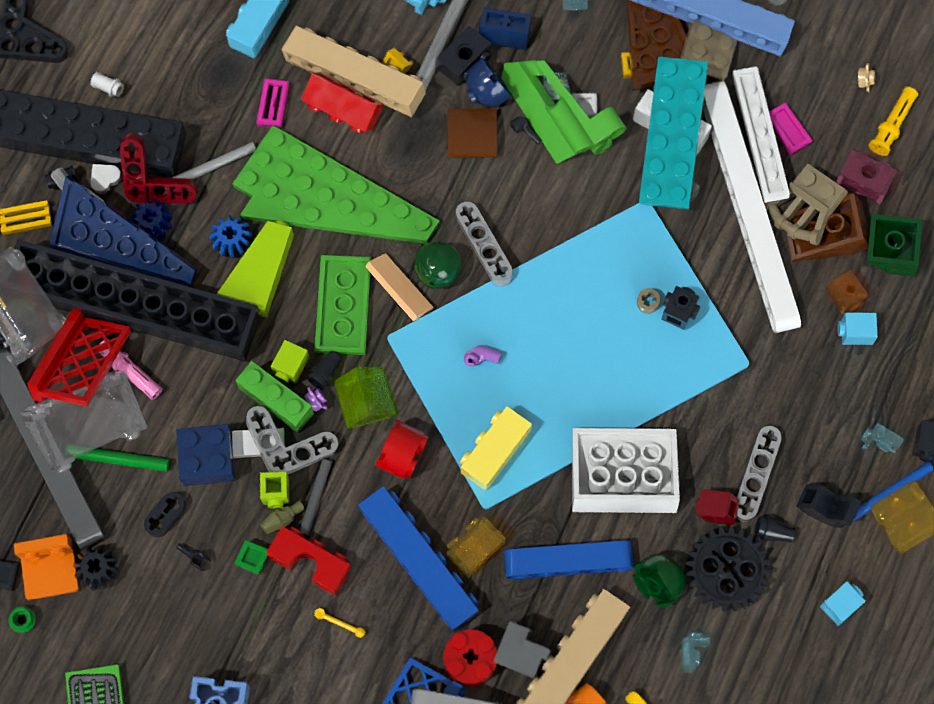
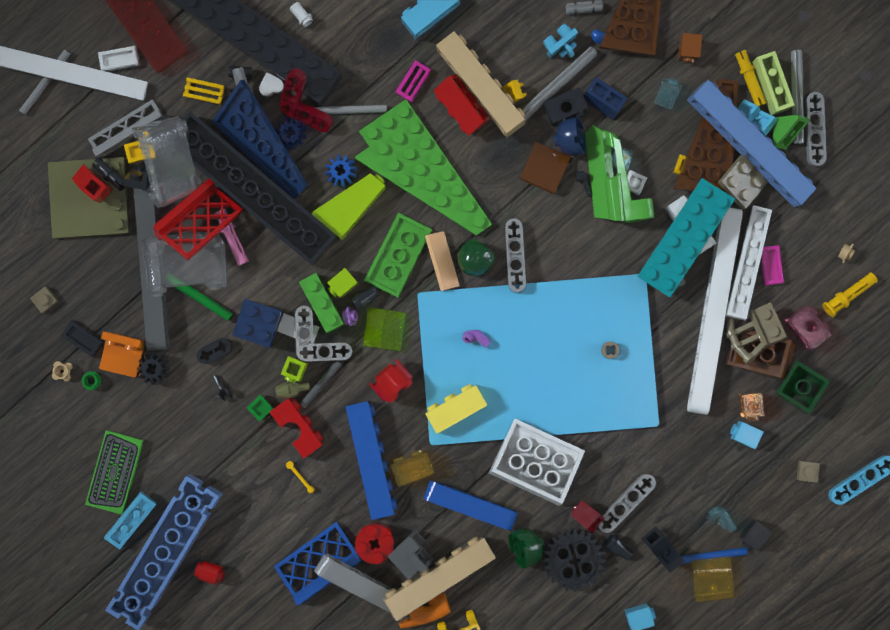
camera: 30 degrees right, 15 degrees up
(680, 307) = (623, 369): black brick -> none
(690, 656) = (521, 603): clear light blue bracket -> none

